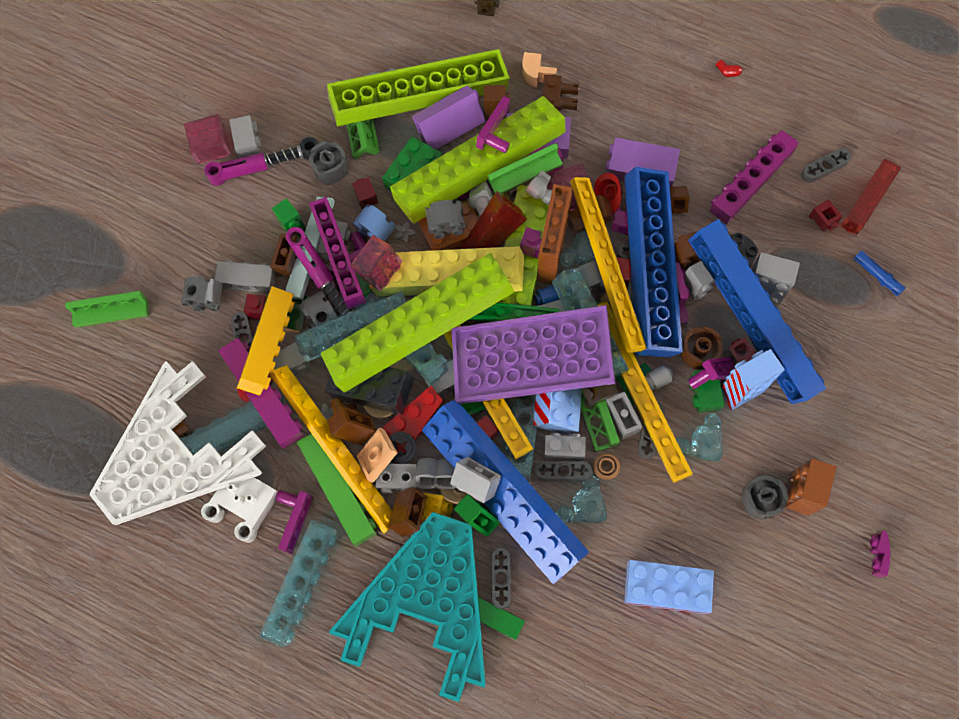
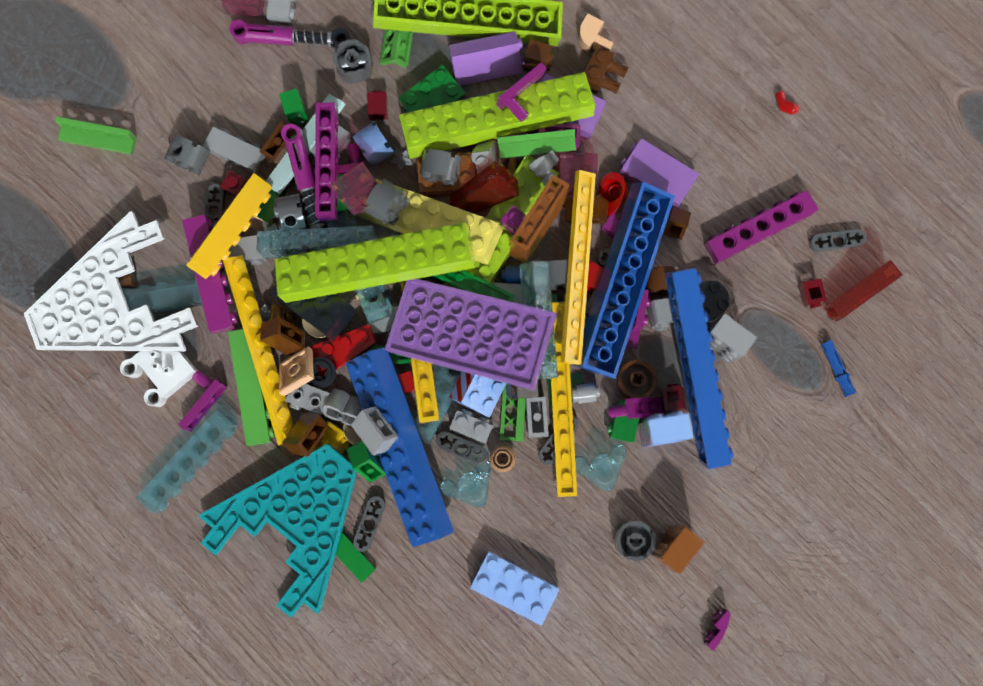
camera: 15 degrees right, 10 degrees up
(408, 265) = (386, 202): none -> dark grey brick
(579, 250) = (559, 241): clear light blue head -> none

